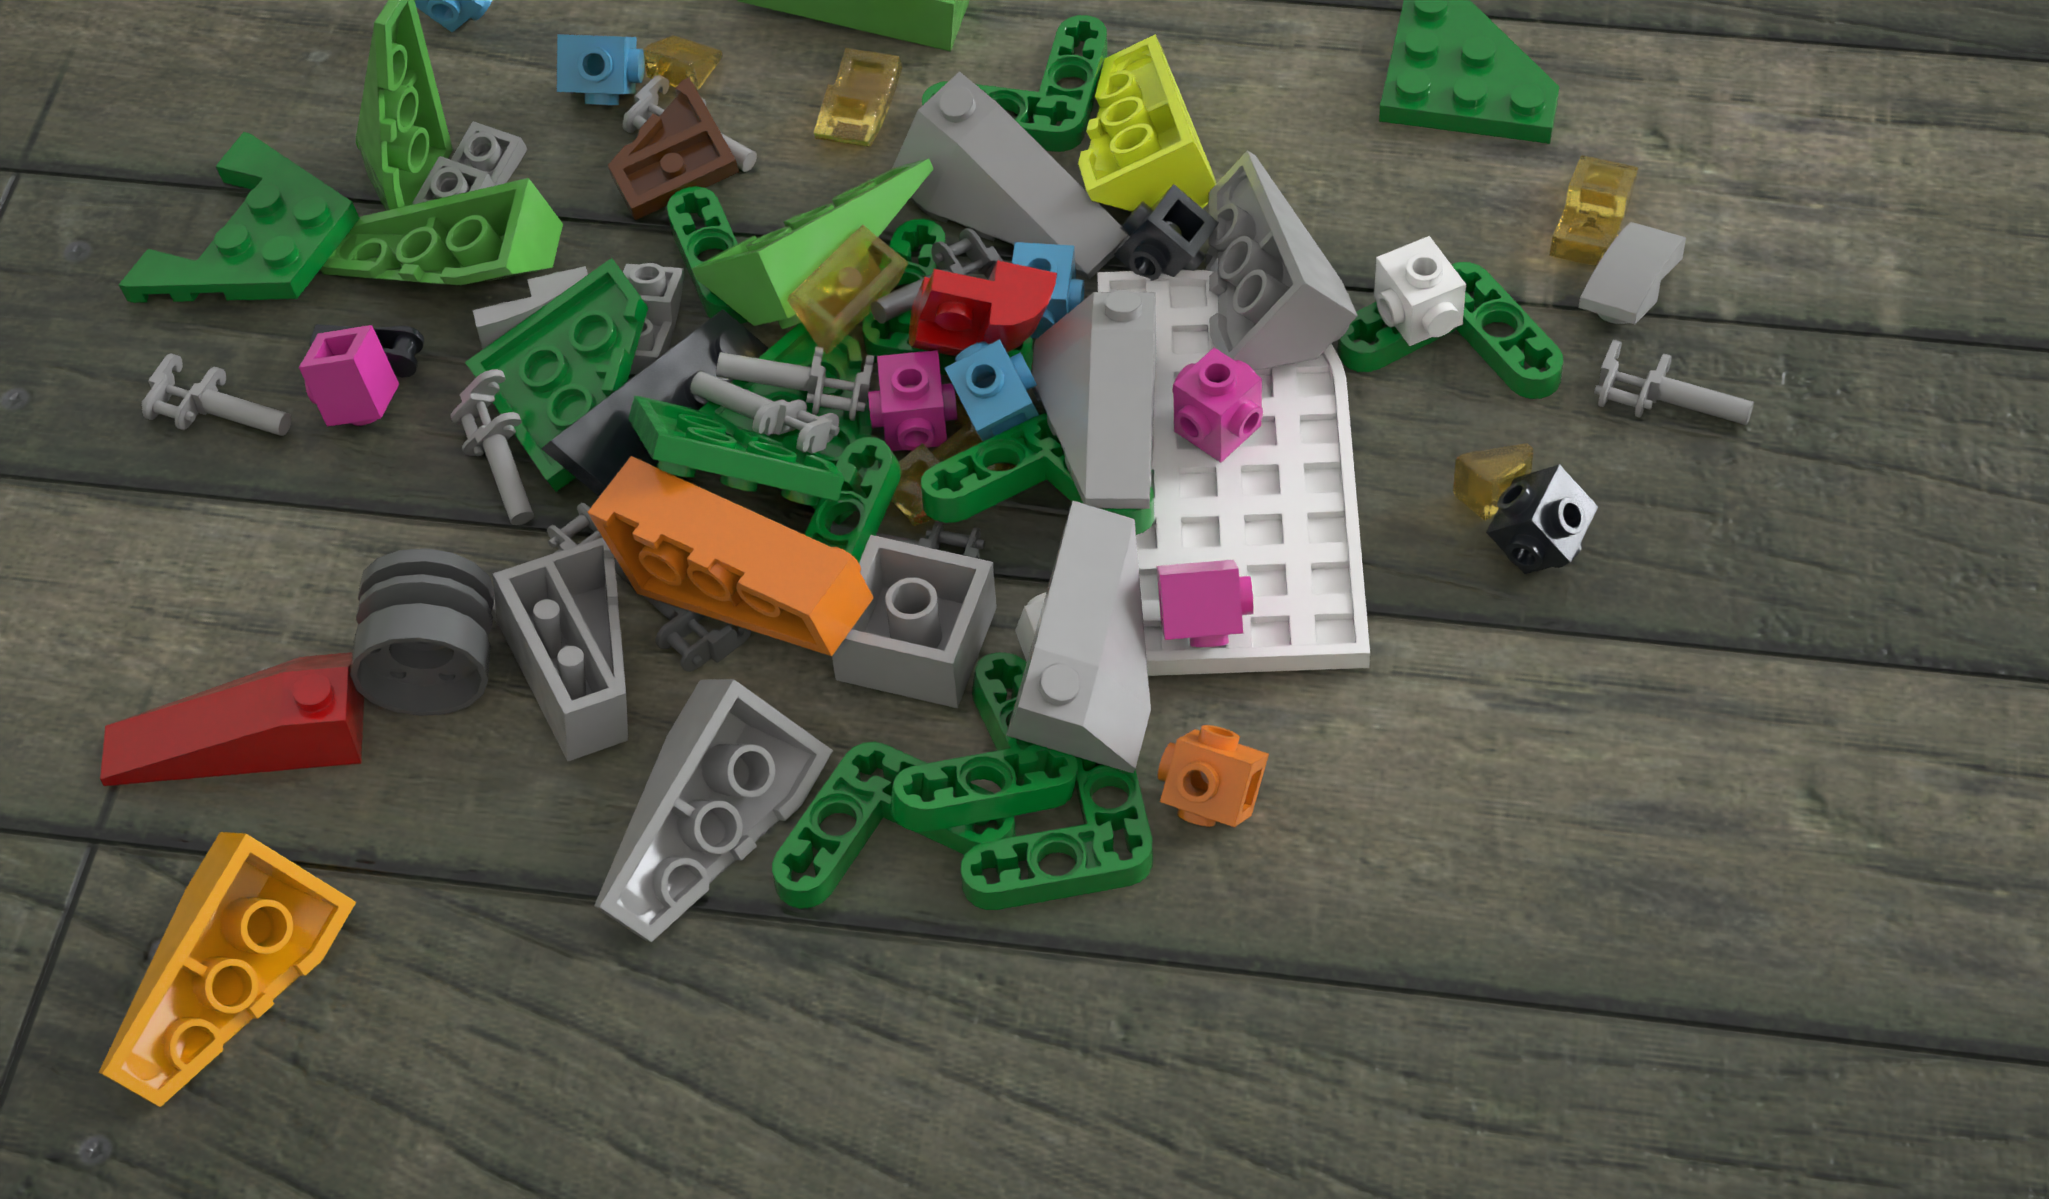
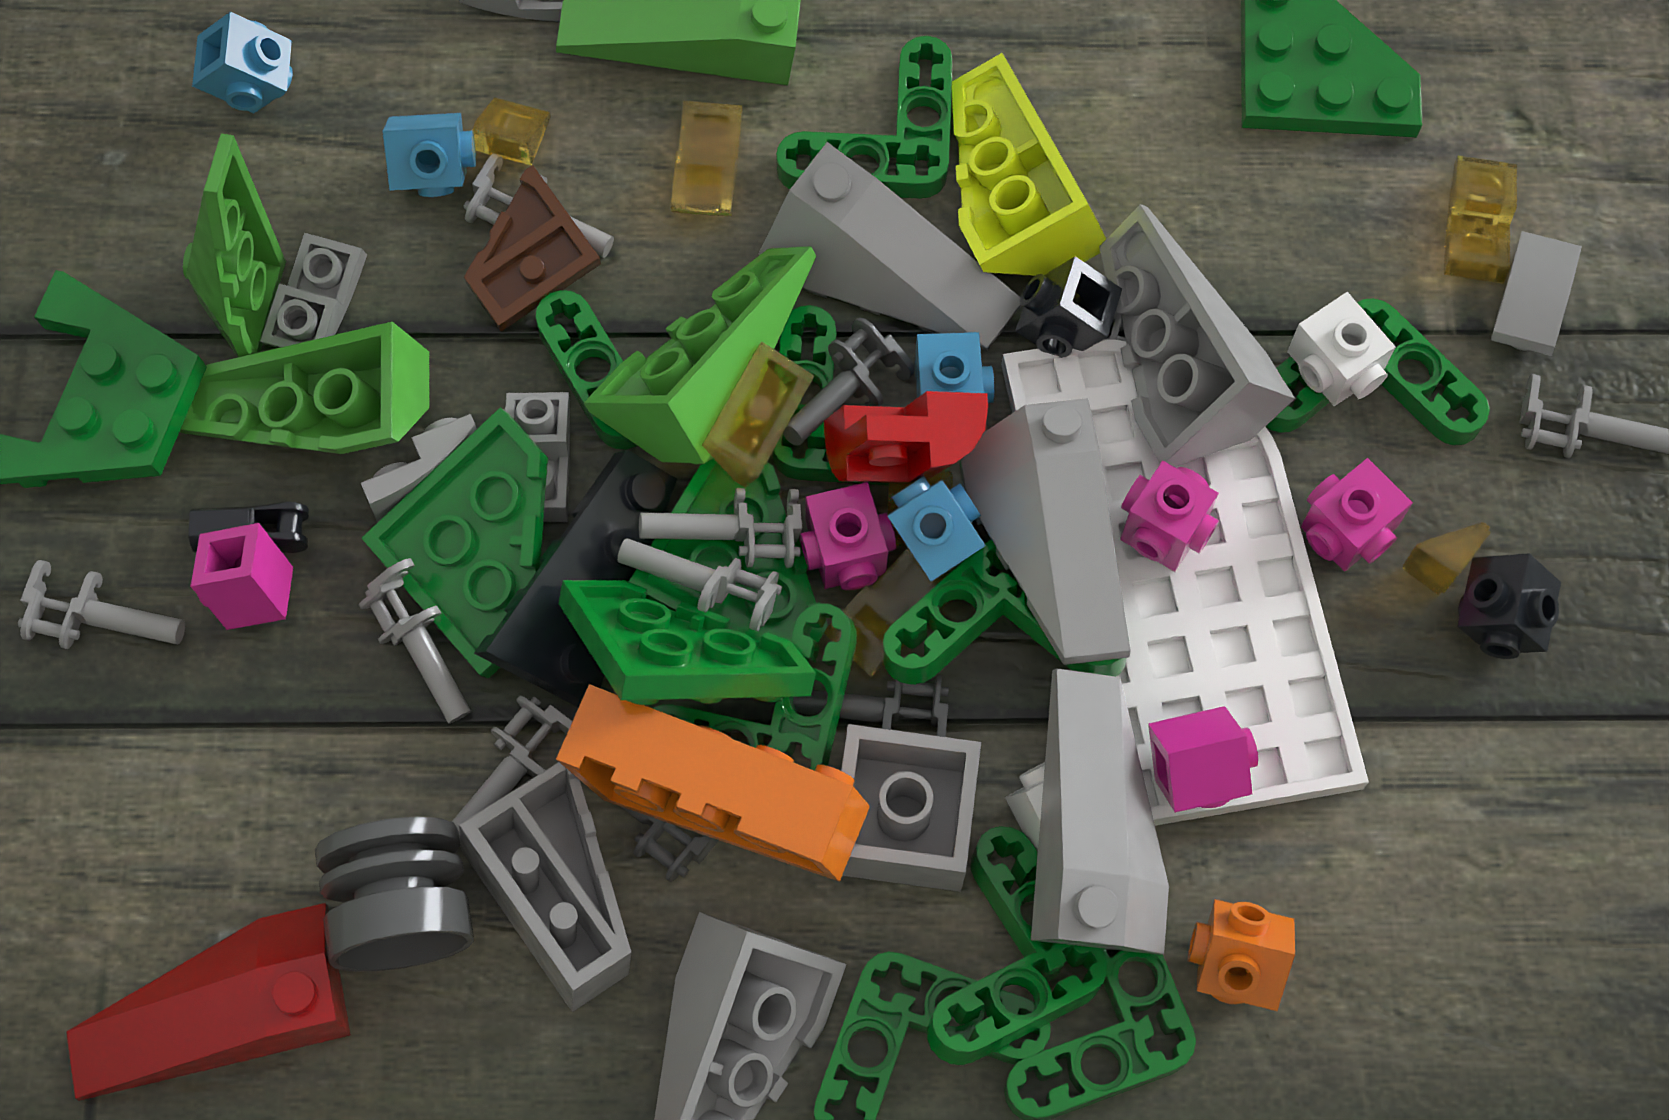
camera: 15 degrees left, 15 degrees up
(1406, 432) = (1355, 515): none -> dark pink brick

